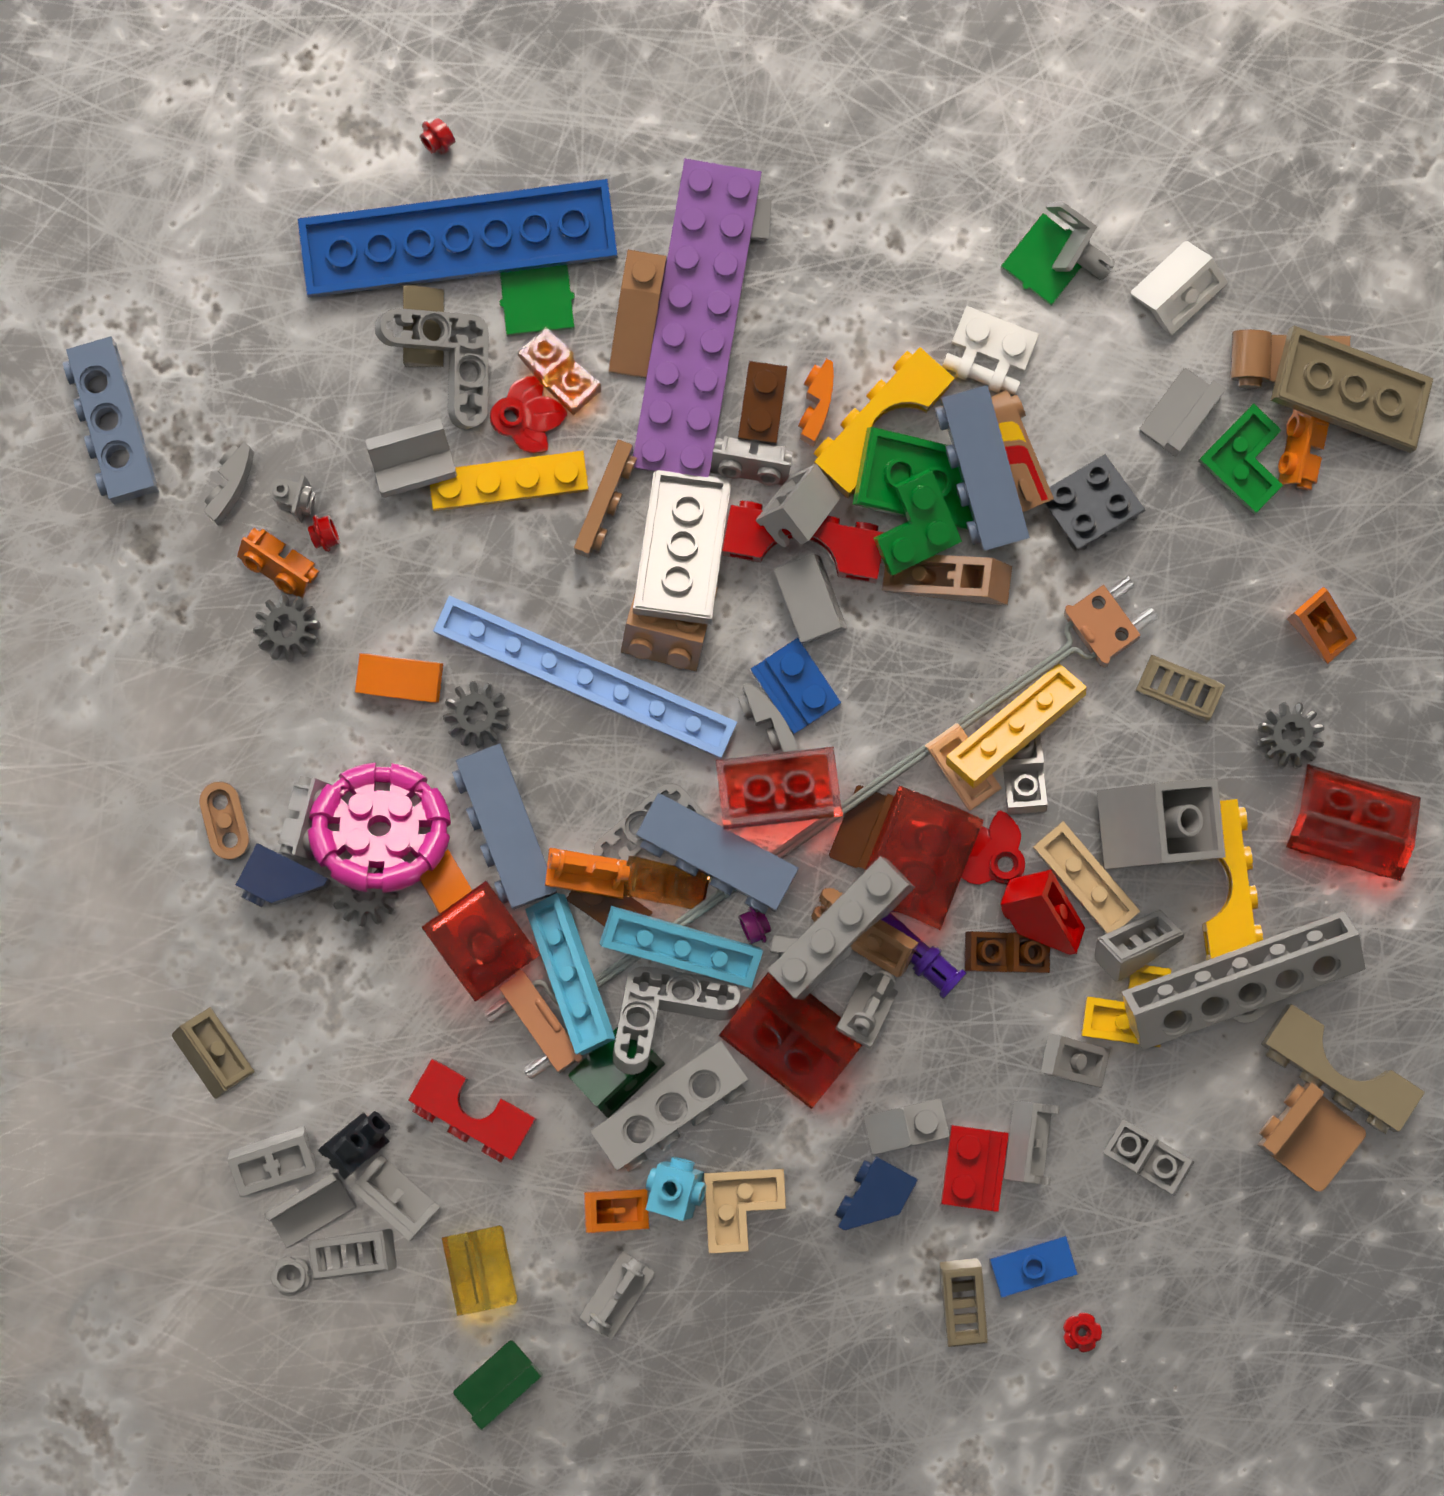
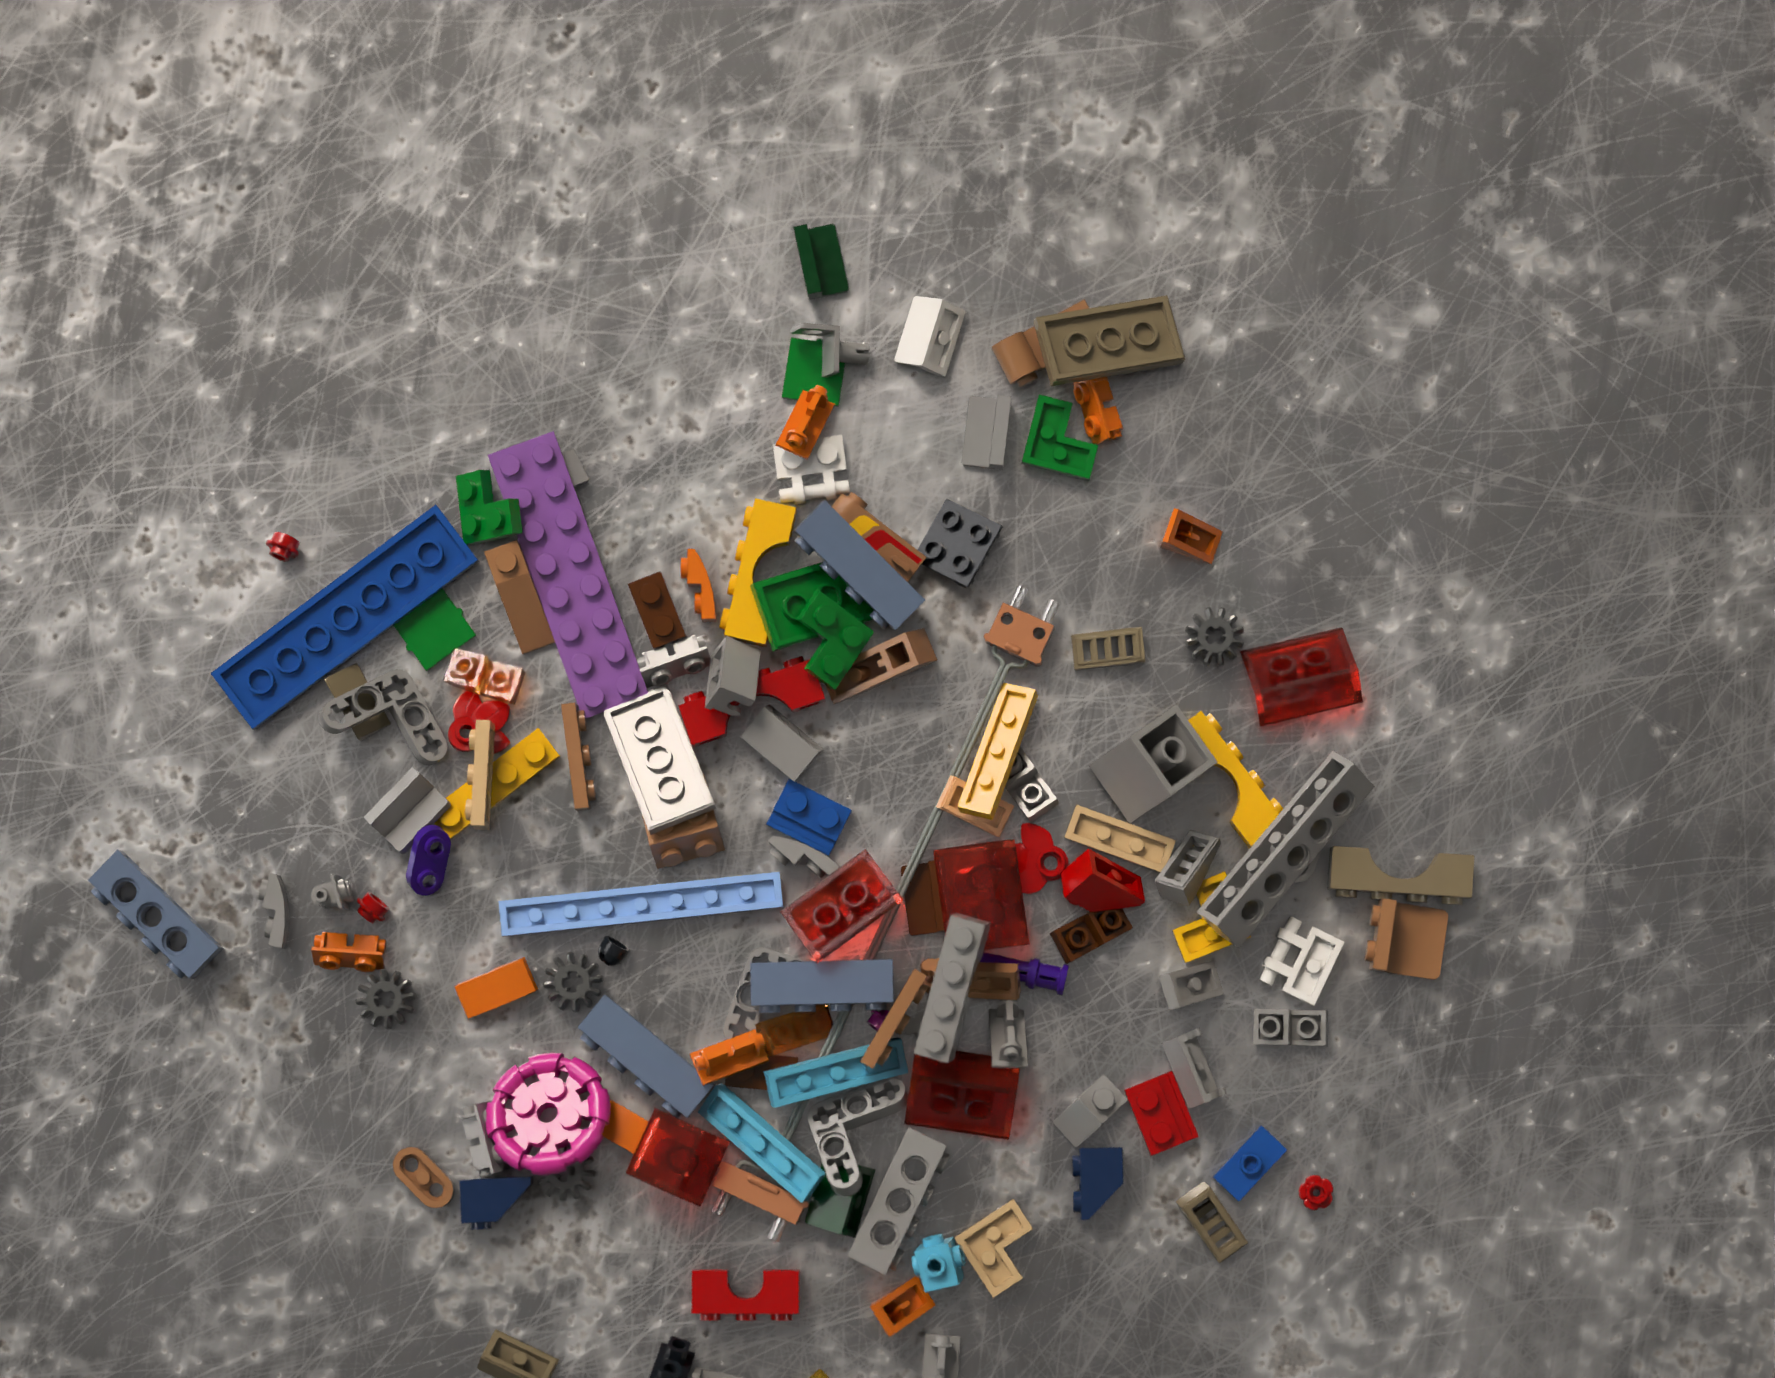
camera: 25 degrees left, 0 degrees up
(401, 518) = (426, 861): none -> dark purple plate
(501, 463) = (480, 775): none -> tan plate
(531, 706) = (612, 951): none -> black hinge
(644, 214) = (482, 517): none -> green plate
(768, 928) = (895, 1020): none -> medium nougat plate
(1011, 302) = (806, 422): none -> orange hinge
(1114, 155) = (821, 260): none -> dark green panel
(1203, 1109) = (1312, 964): none -> white plate

